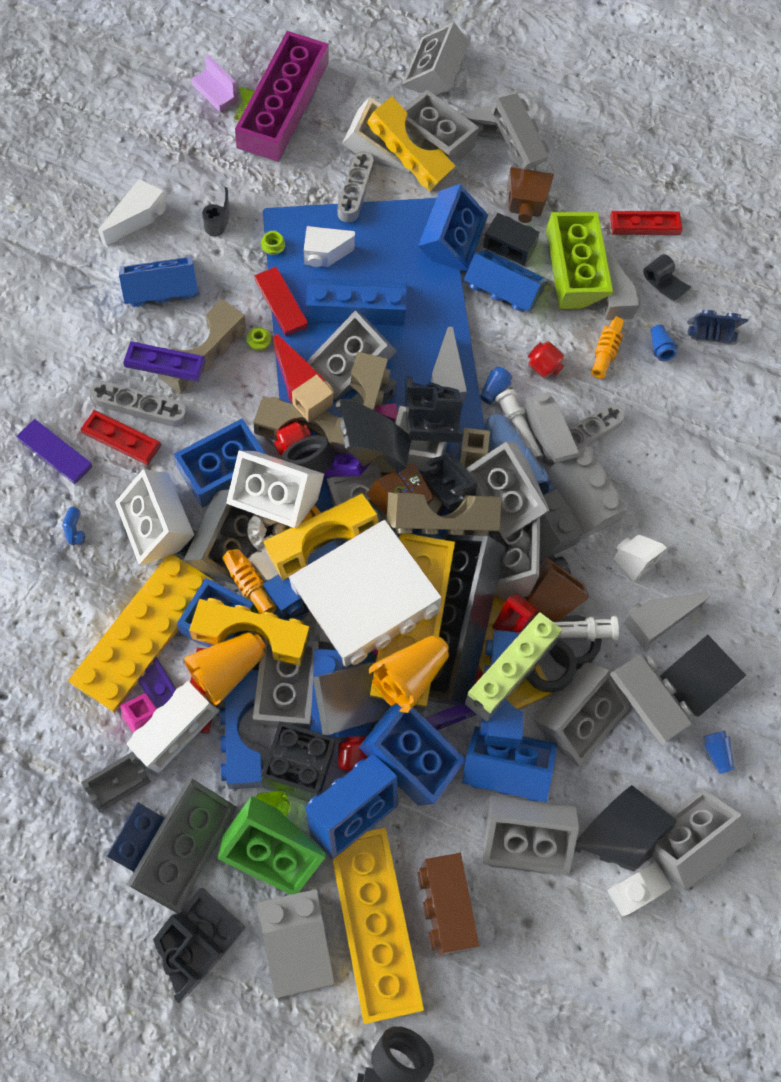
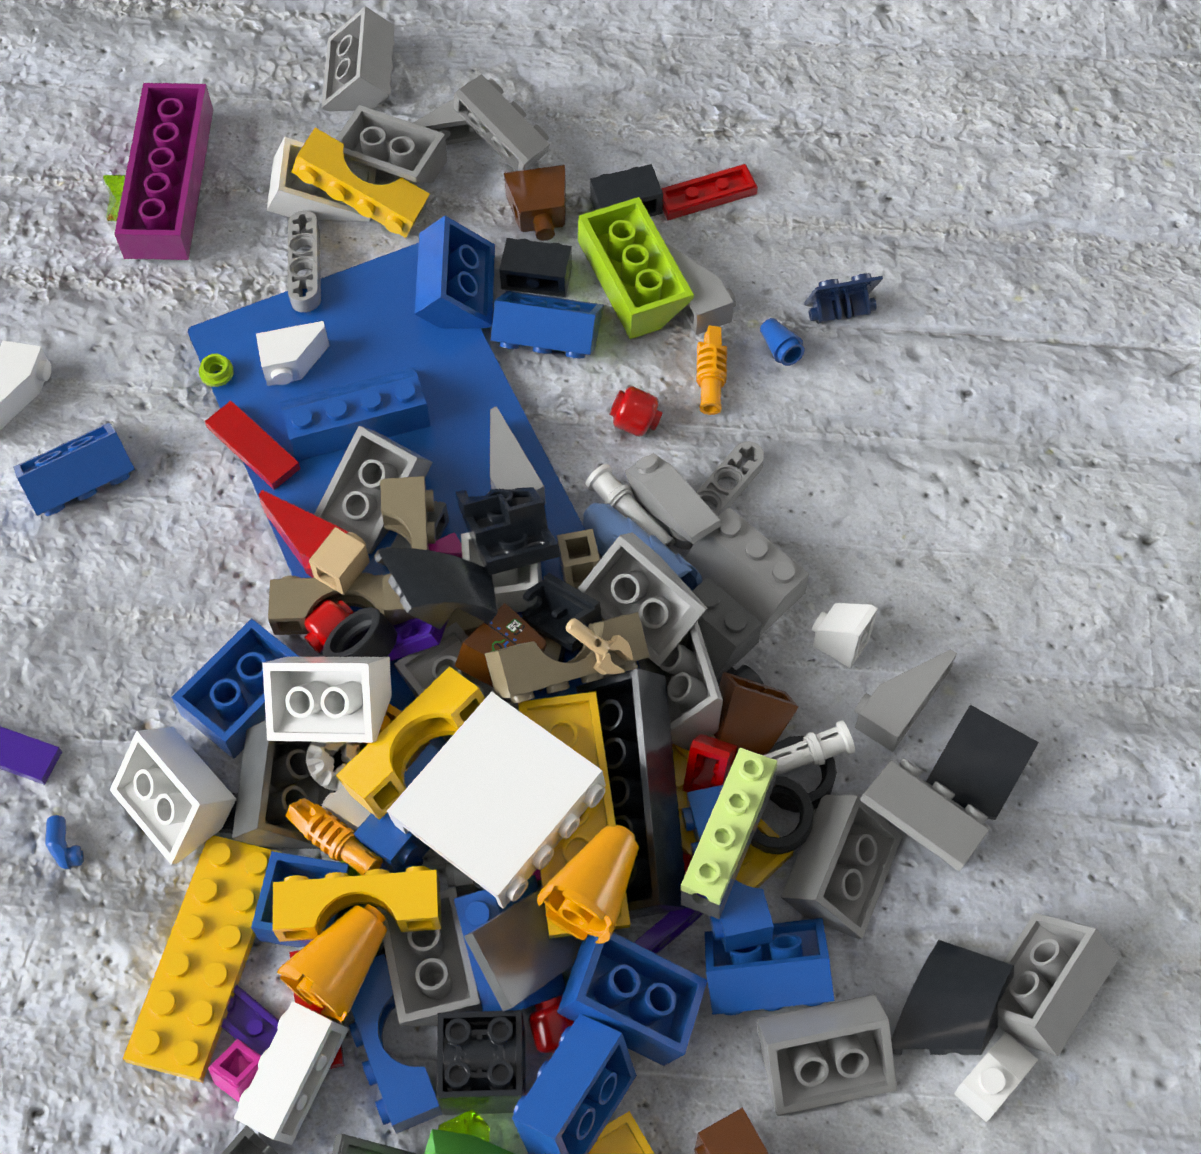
camera: 10 degrees left, 5 degrees down
(120, 437) = (89, 699): red tile -> none
(136, 408) = (98, 651): light grey beam -> none
(164, 361) = (118, 576): dark purple tile -> none
(216, 85) = (69, 183): lavender panel -> none
(216, 217) = (126, 359): black panel -> none
(224, 326) = (146, 576): dark tan arch -> none
(258, 344) = (241, 512): lime plate -> none
(468, 513) = (601, 647): none -> tan bar
(495, 384) = (579, 464): blue cone -> none
(592, 201) = (626, 185): none -> black brick
(660, 275) = (749, 255): black panel -> none
(720, 751) = (1039, 855): blue cone -> none

